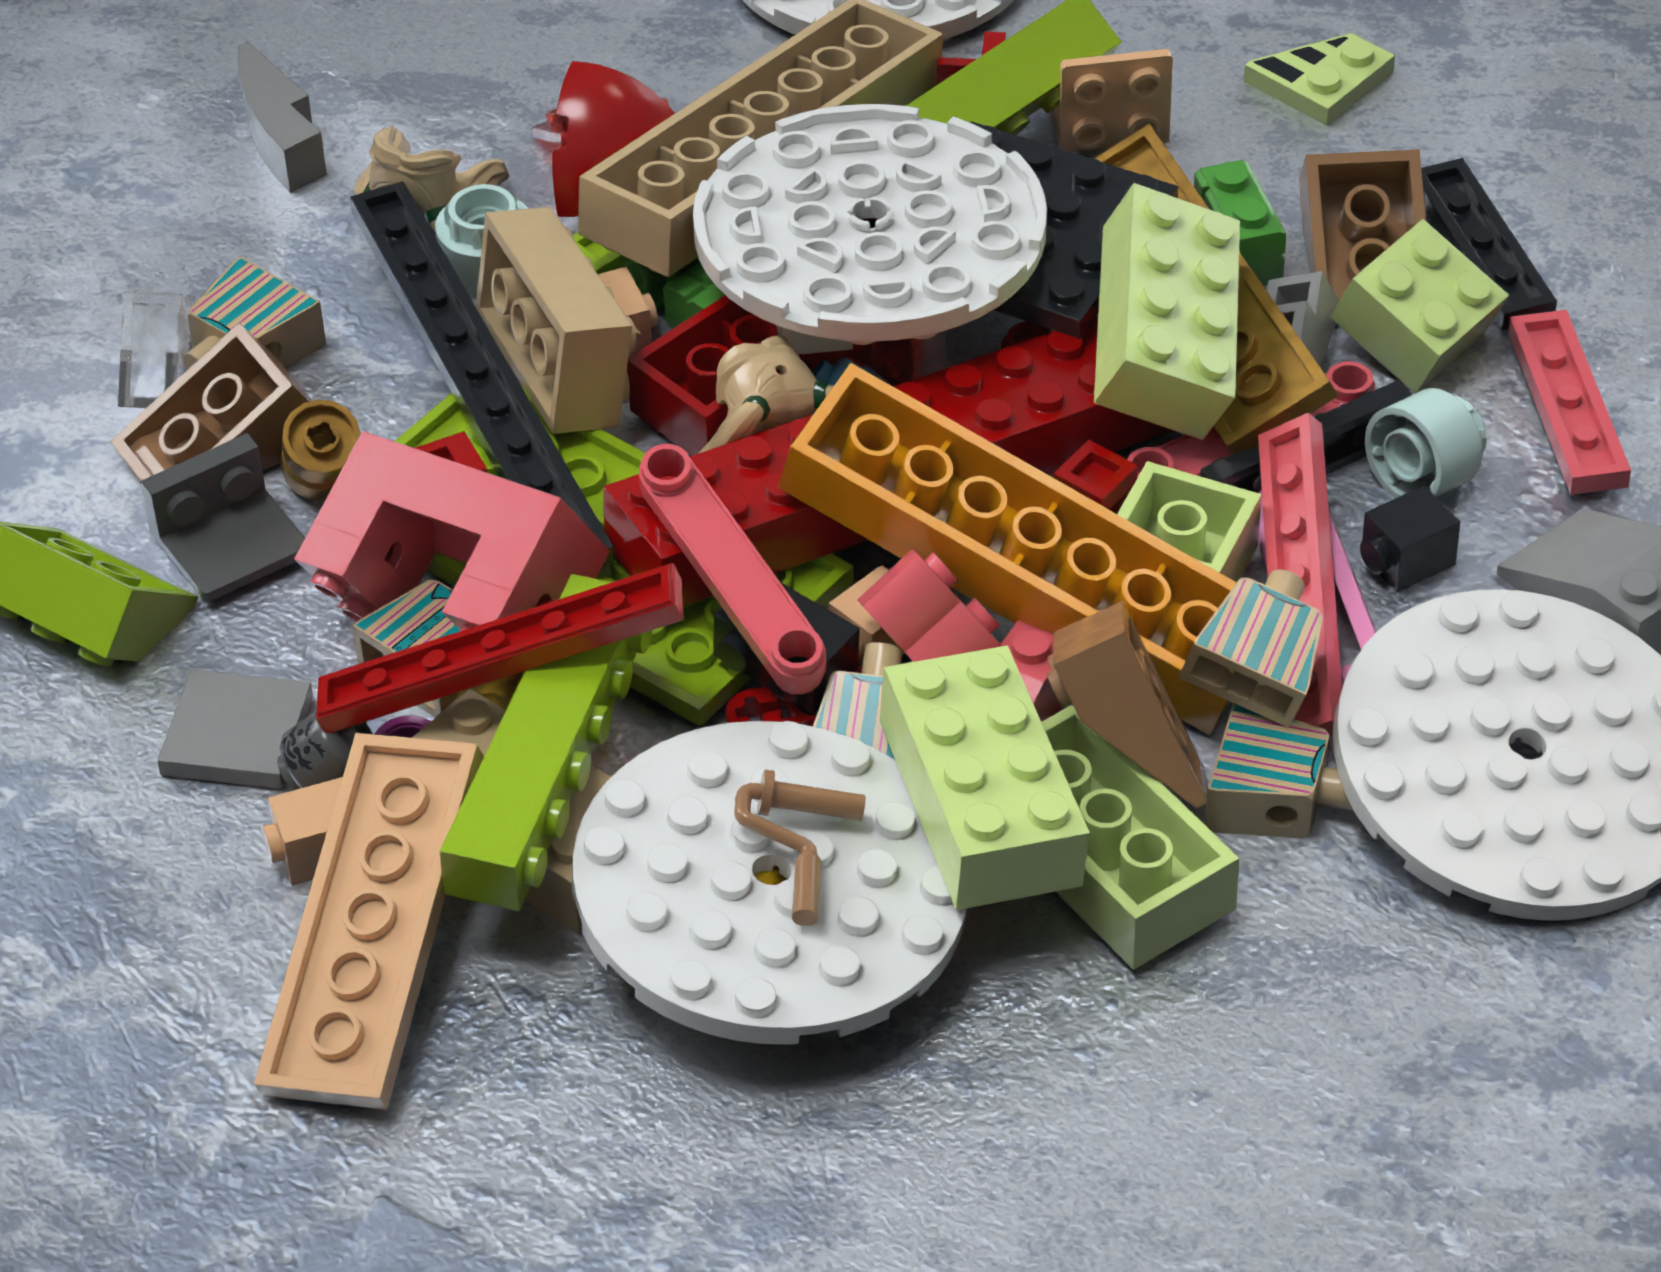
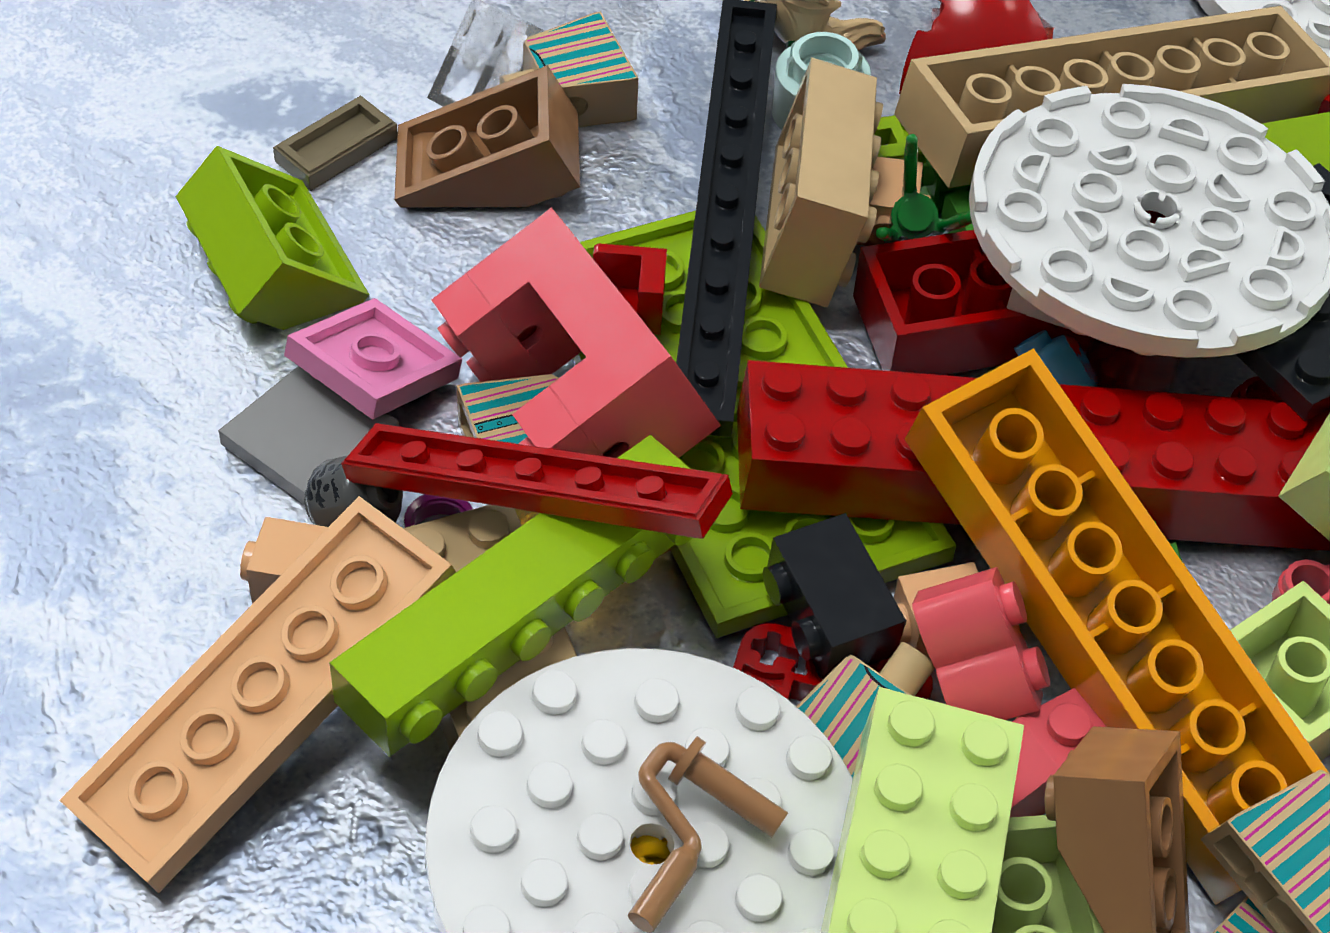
camera: 25 degrees right, 5 degrees up
(63, 481) = (335, 142): none -> dark tan tile
(220, 519) = (424, 229): dark grey bracket -> none
(253, 640) = (373, 358): none -> bright pink plate
(312, 461) = (561, 191): pearl gold wheel -> none
(655, 311) = (915, 213): none -> green plant
(732, 569) = (807, 504): coral piece -> none
(758, 394) = (951, 336): tan hair -> none
(1099, 475) = (1242, 572): red panel -> none

